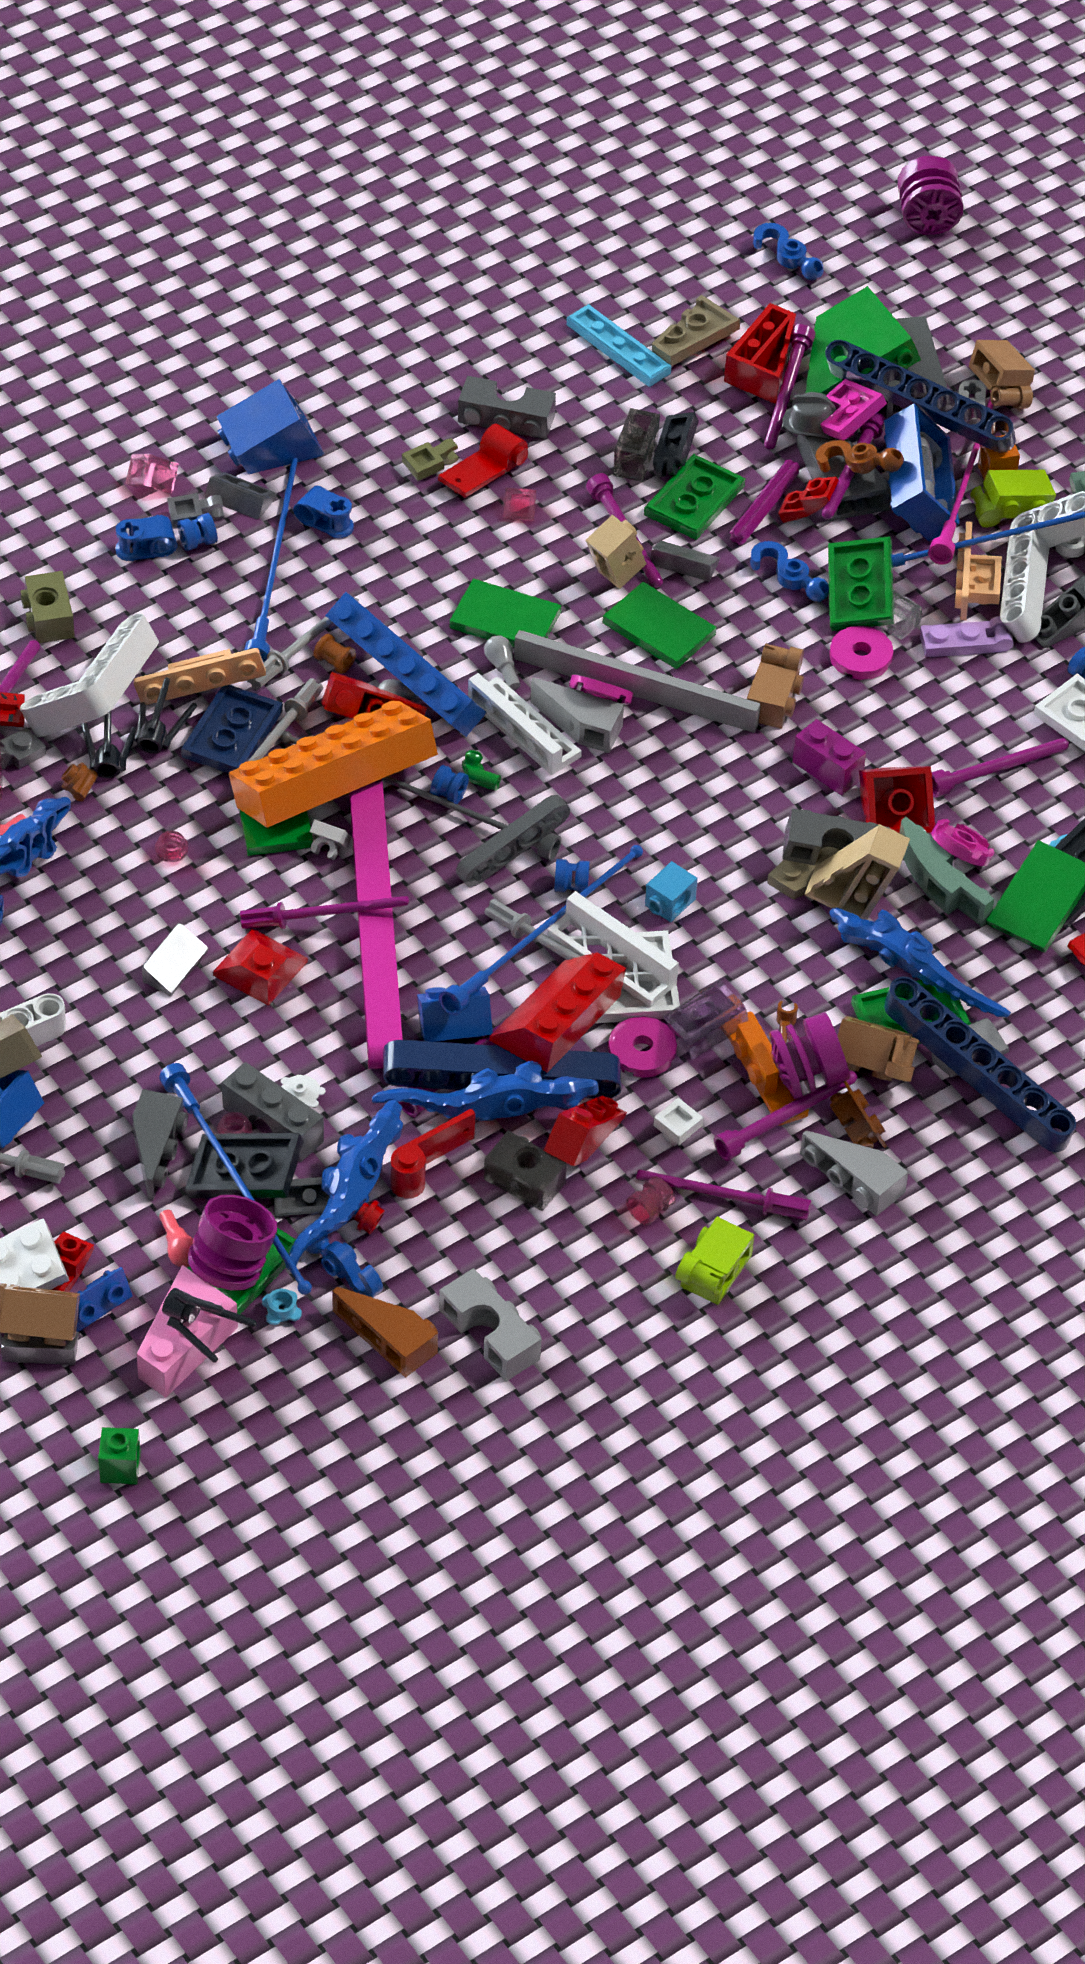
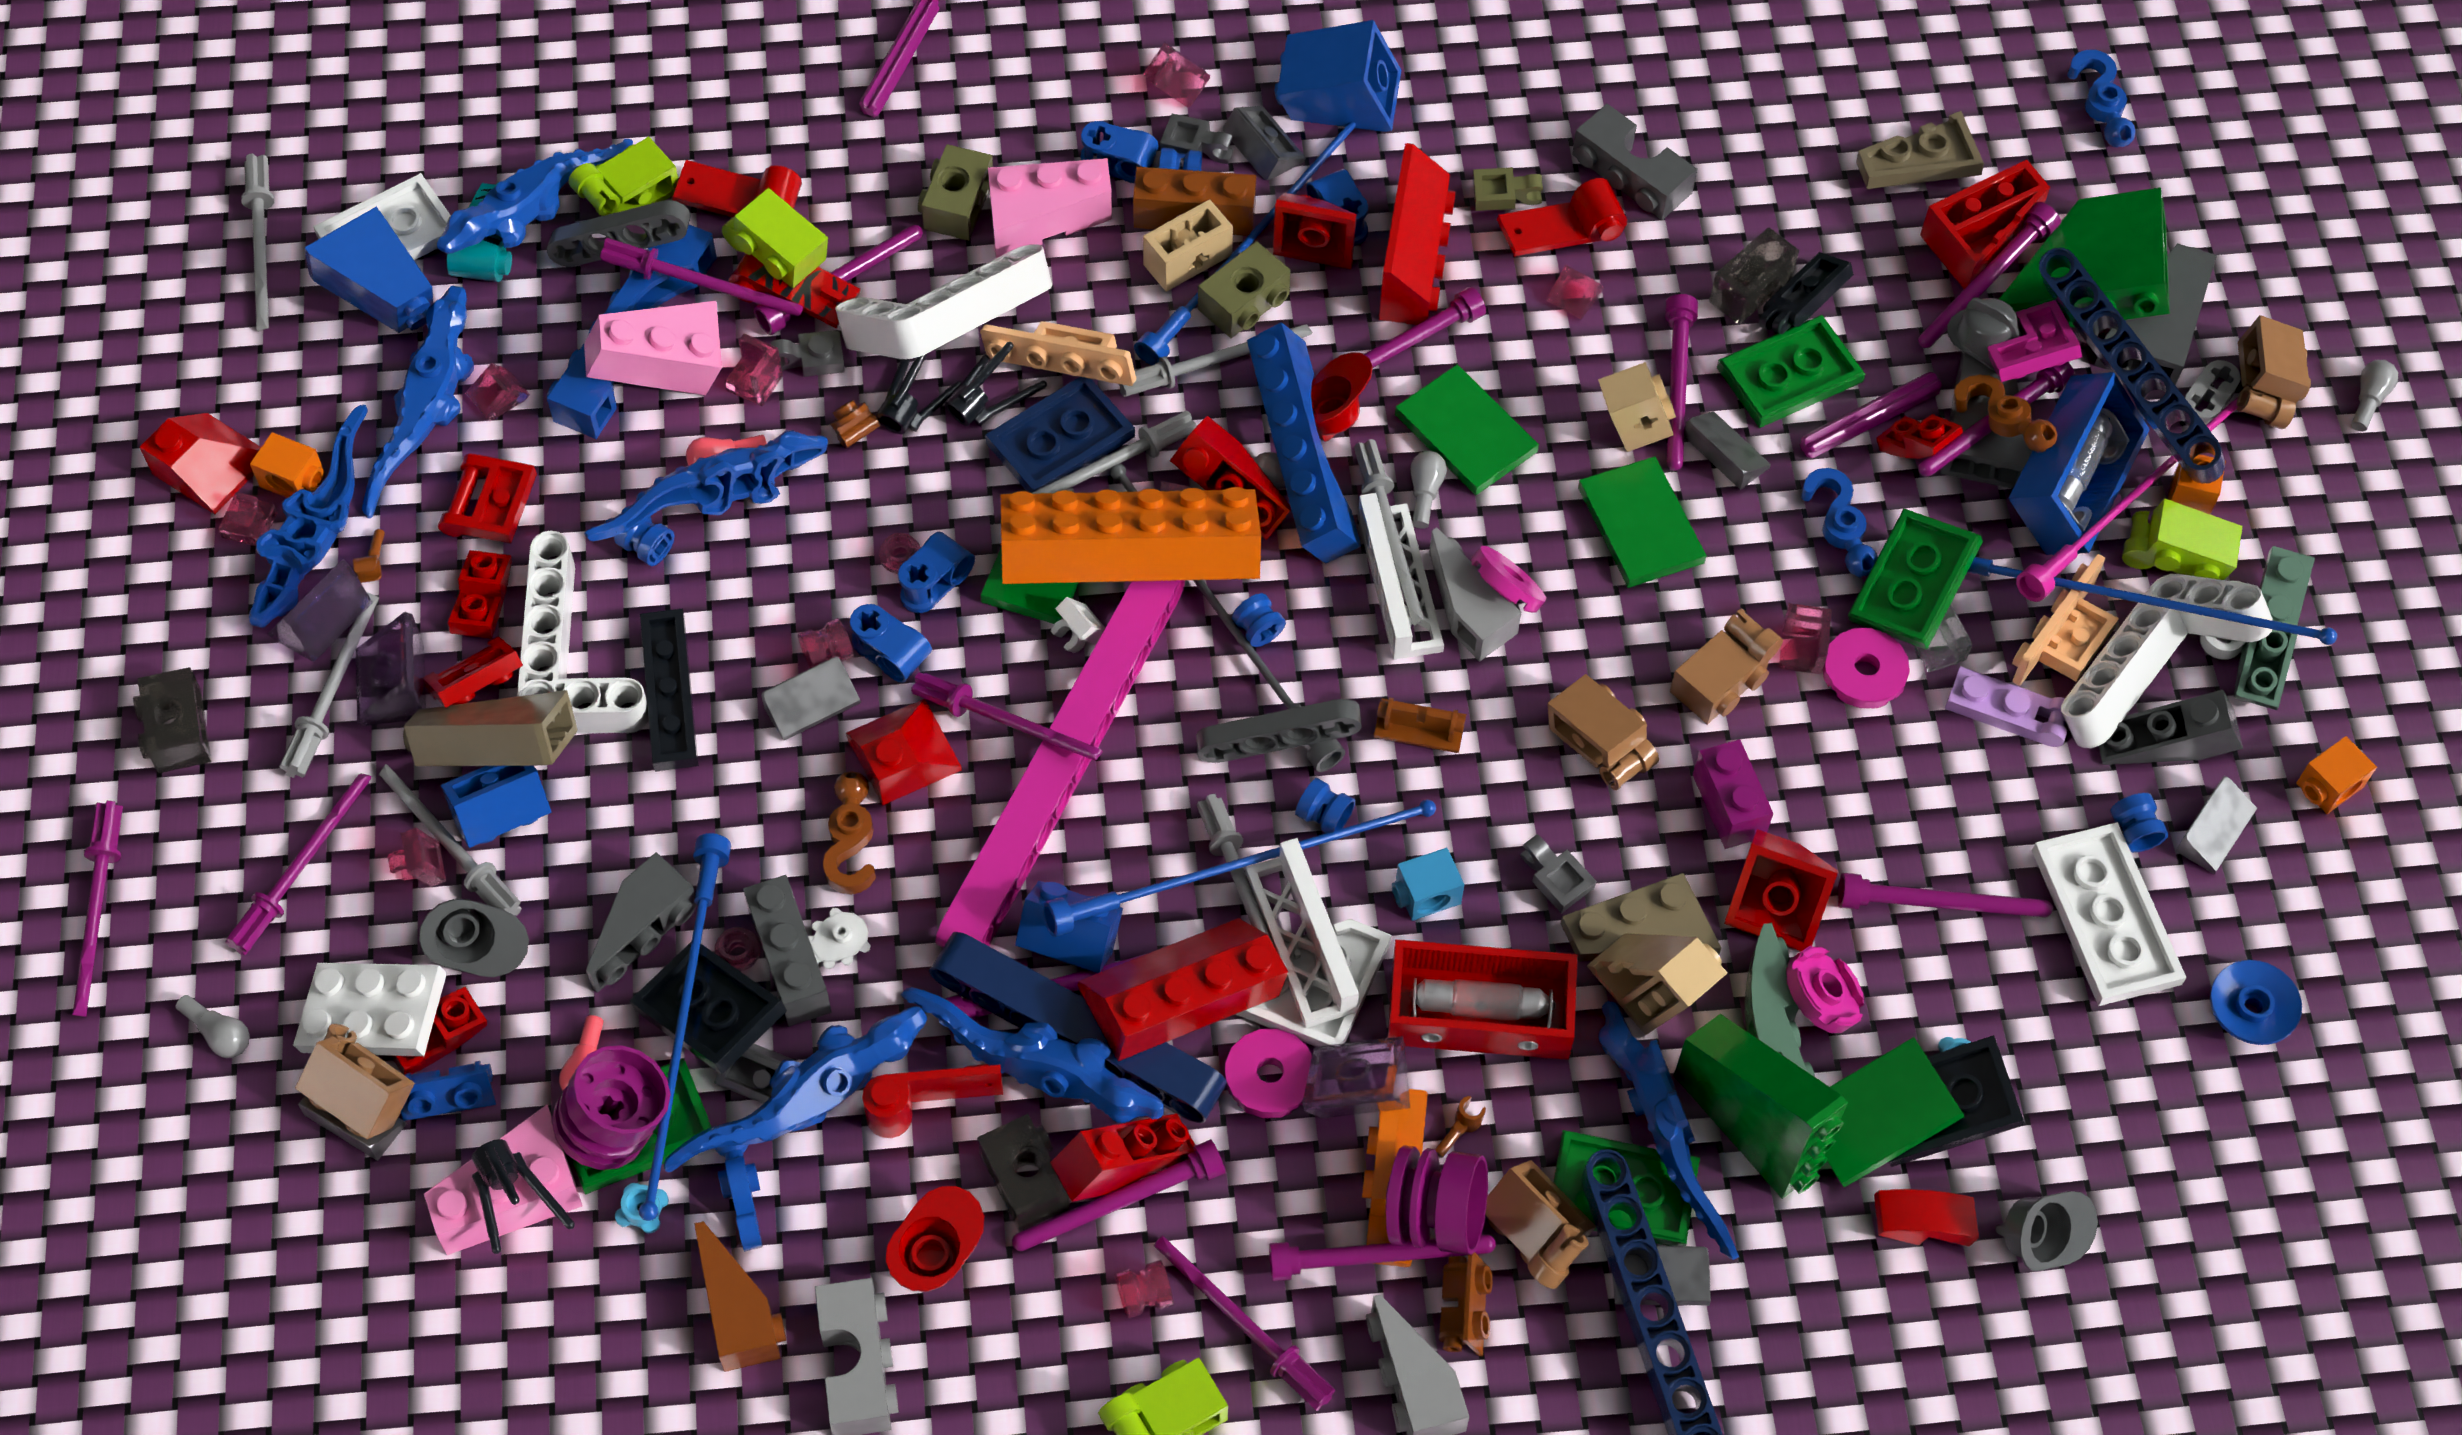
camera: 30 degrees right, 10 degrees up
(51, 1195) = (474, 938): none -> dark grey piece
(82, 1006) = (668, 690): none -> black plate
(116, 587) = (1047, 200): none -> bright pink wedge
(119, 1455) = (334, 1310): green brick -> none
(162, 921) = (826, 643): none -> clear pink wheel
(201, 549) = (1167, 193): none -> dark orange arch
(204, 848) = (933, 572): none -> blue piece
(208, 903) = (888, 642): none -> blue piece
(240, 575) = (1187, 245): none -> tan brick
(261, 1026) = (850, 831): none -> dark orange piece
(296, 589) = (1224, 293): none -> olive brick
(322, 532) = (1313, 231): none -> red slope
(334, 653) = (1236, 390): dark orange bush -> none
(369, 1217) = (809, 1141): red plate -> none
(393, 512) = (1415, 240): none -> red slope
(409, 618) = (1337, 392): none -> red piece
(454, 541) = (1465, 307): none -> magenta piece
(466, 669) = (1377, 482): none -> light grey piece
(476, 773) = (1303, 617): green arm -> none
(499, 1227) = (935, 1239): none -> red piece
(595, 804) = (1419, 725): none -> dark orange hinge
(619, 345) = (1822, 136): medium azure tile -> none
(637, 1113) = (1201, 1163): none -> magenta piece
(639, 680) = (1566, 586): light grey tile -> none
(678, 1122) = (1240, 1200): white tile -> none
(721, 754) = (1602, 730): none -> medium nougat hinge
(750, 853) = (1558, 878): none -> flat silver plate
(754, 938) = (1483, 999): none -> red piece
(811, 831) = (1636, 890): dark grey arch -> none
(817, 646) = (1805, 638): none -> clear pink panel
(930, 195) = (2322, 96): magenta wheel -> none
(974, 913) = (1762, 1103): none -> green slope
(1070, 356) = (2376, 384): none -> light grey piece

